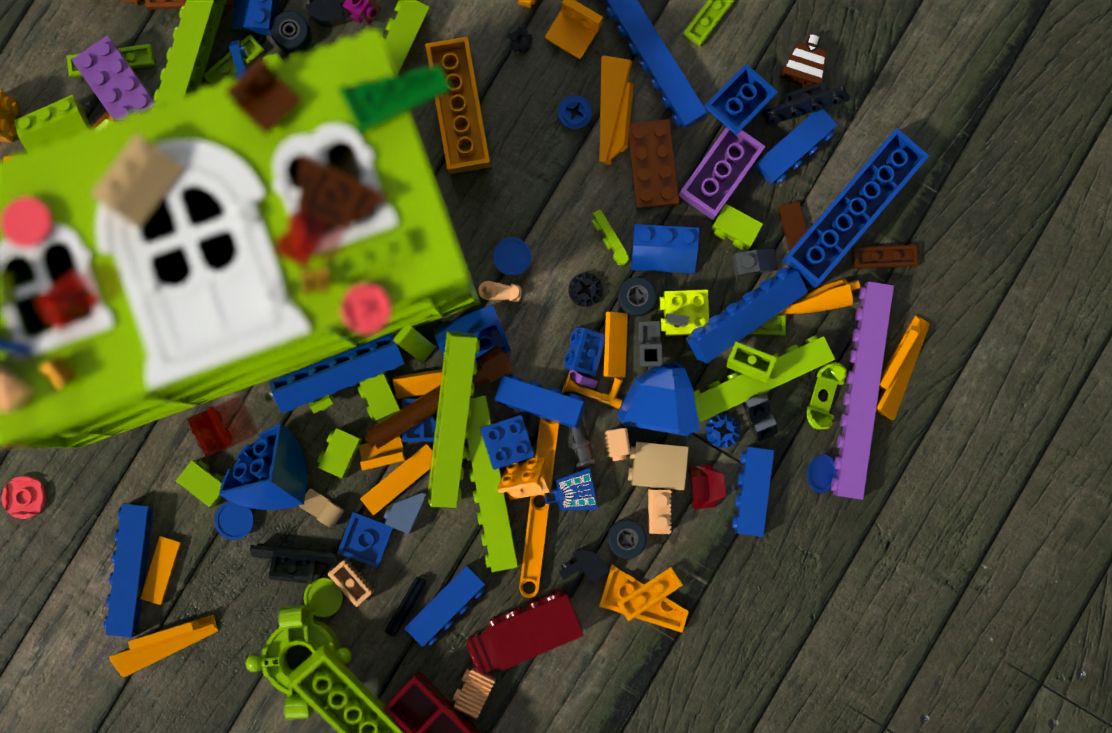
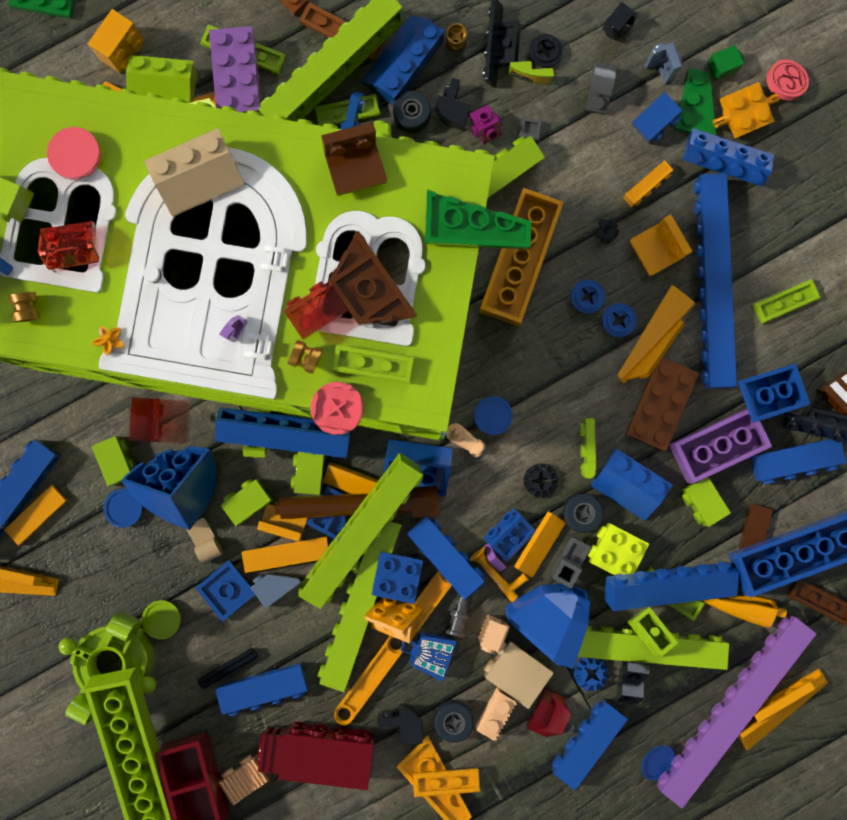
camera: 30 degrees right, 0 degrees up
(144, 359) = (109, 339): none -> light orange plant
(243, 290) = (233, 328): none -> medium lavender tile
(293, 564) = (151, 576): black bracket -> none
(351, 582) = (192, 622): light nougat brick -> none
(414, 343) = (365, 444): lime tile -> none
(533, 98) = (597, 299): none -> blue gear
(678, 320) = (607, 557): dark grey tile -> none
(754, 262) = (702, 541): dark grey slope -> none
(828, 378) = (709, 681): lime piece -> none

